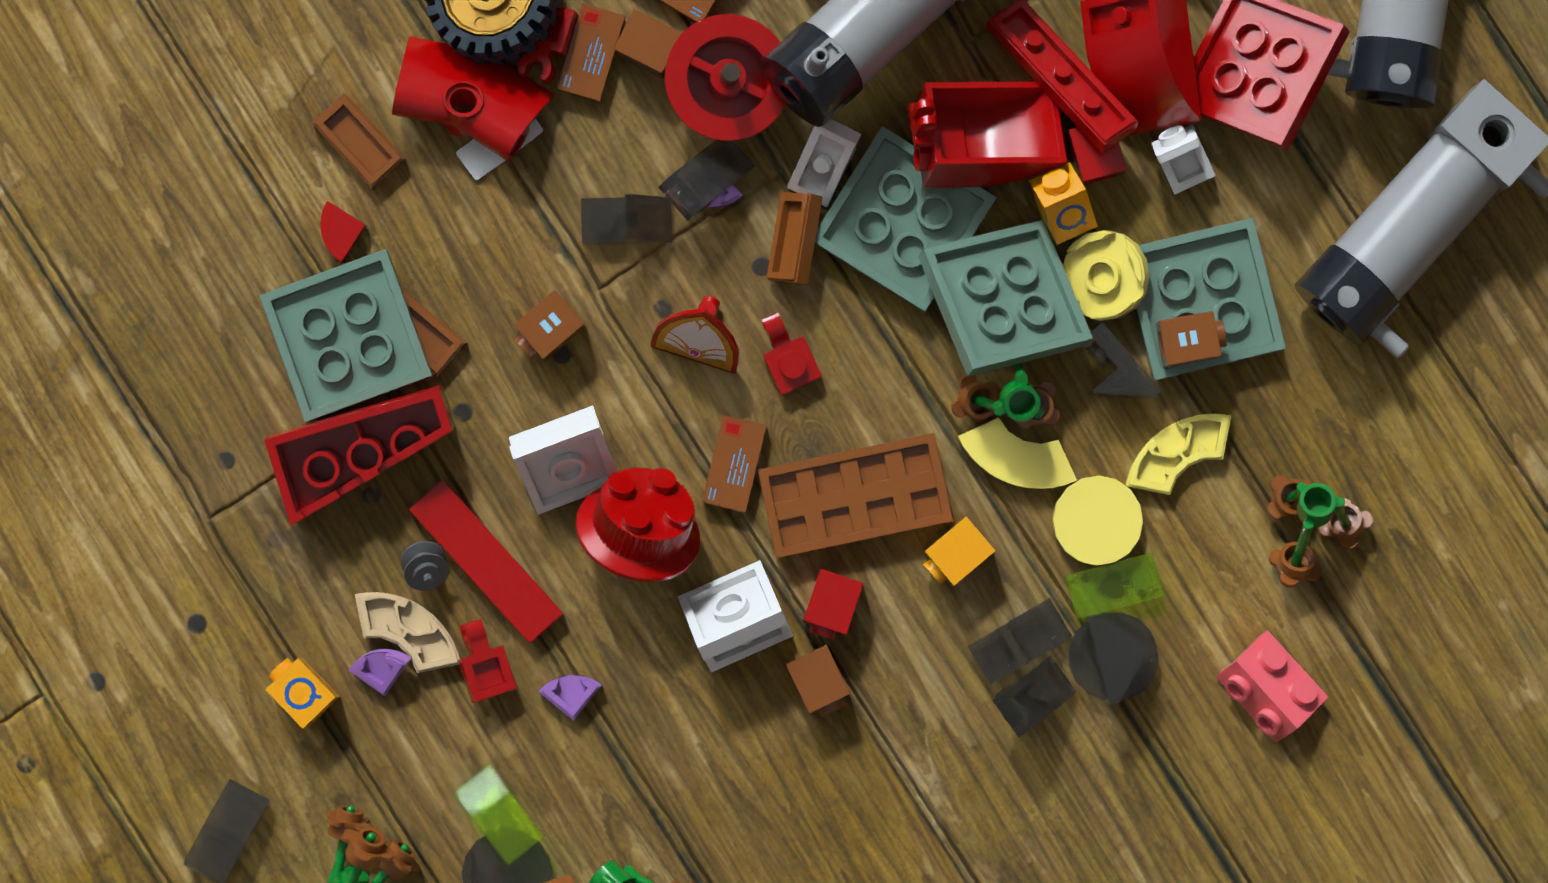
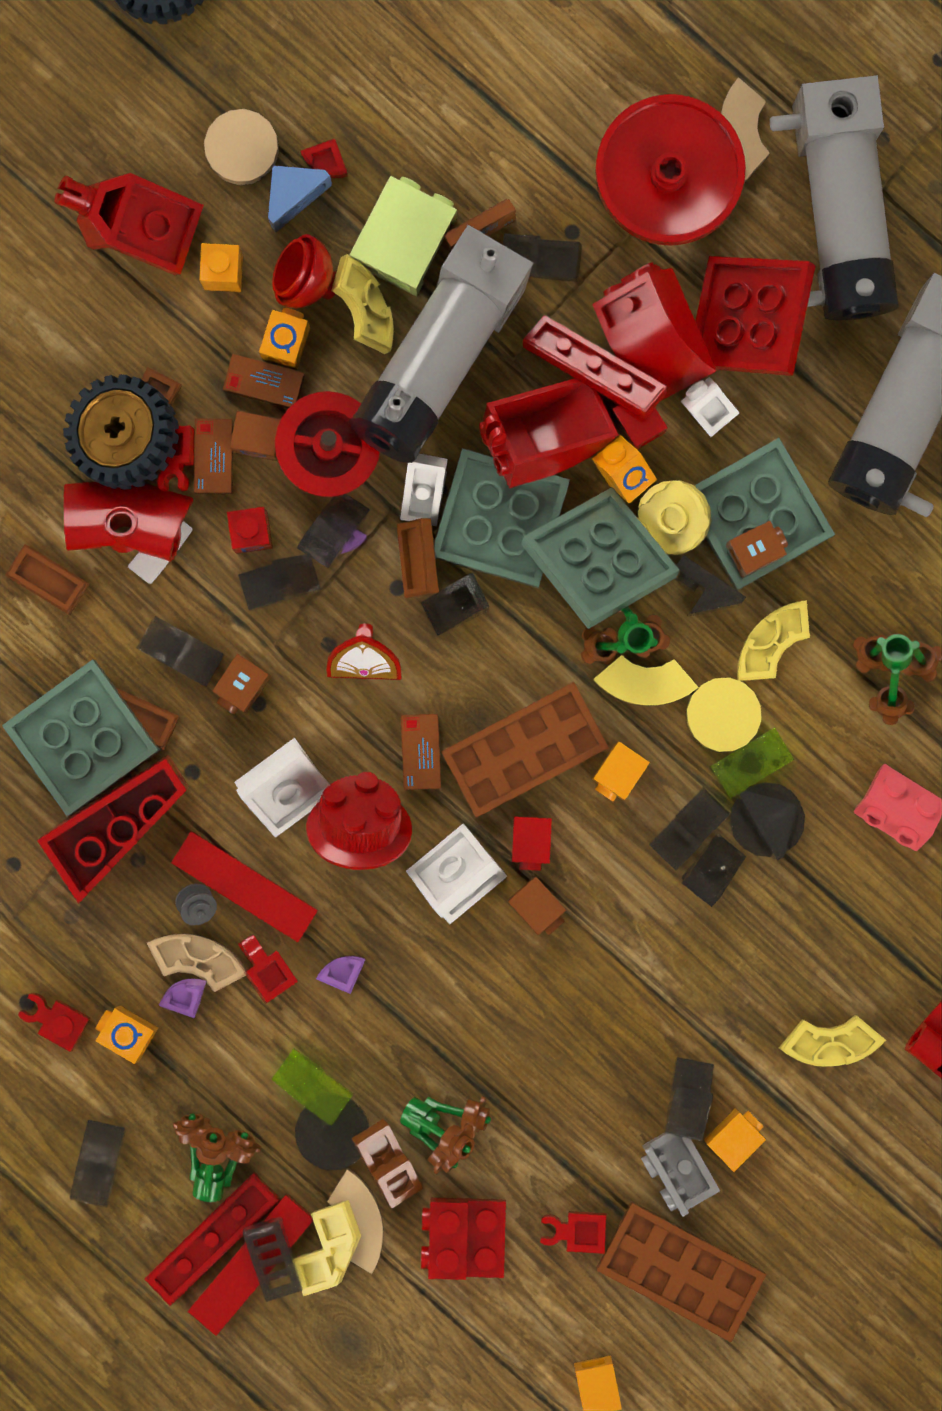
camera: 15 degrees left, 0 degrees up
(229, 659) = (60, 1023): none -> red plate
(339, 231) = (52, 655): red tile -> none
(489, 268) = (180, 651): none -> clear smoke slope
(609, 151) = (249, 530): none -> red brick
(789, 361) = (441, 657): red plate -> none
(823, 305) = (456, 604): none -> clear smoke slope

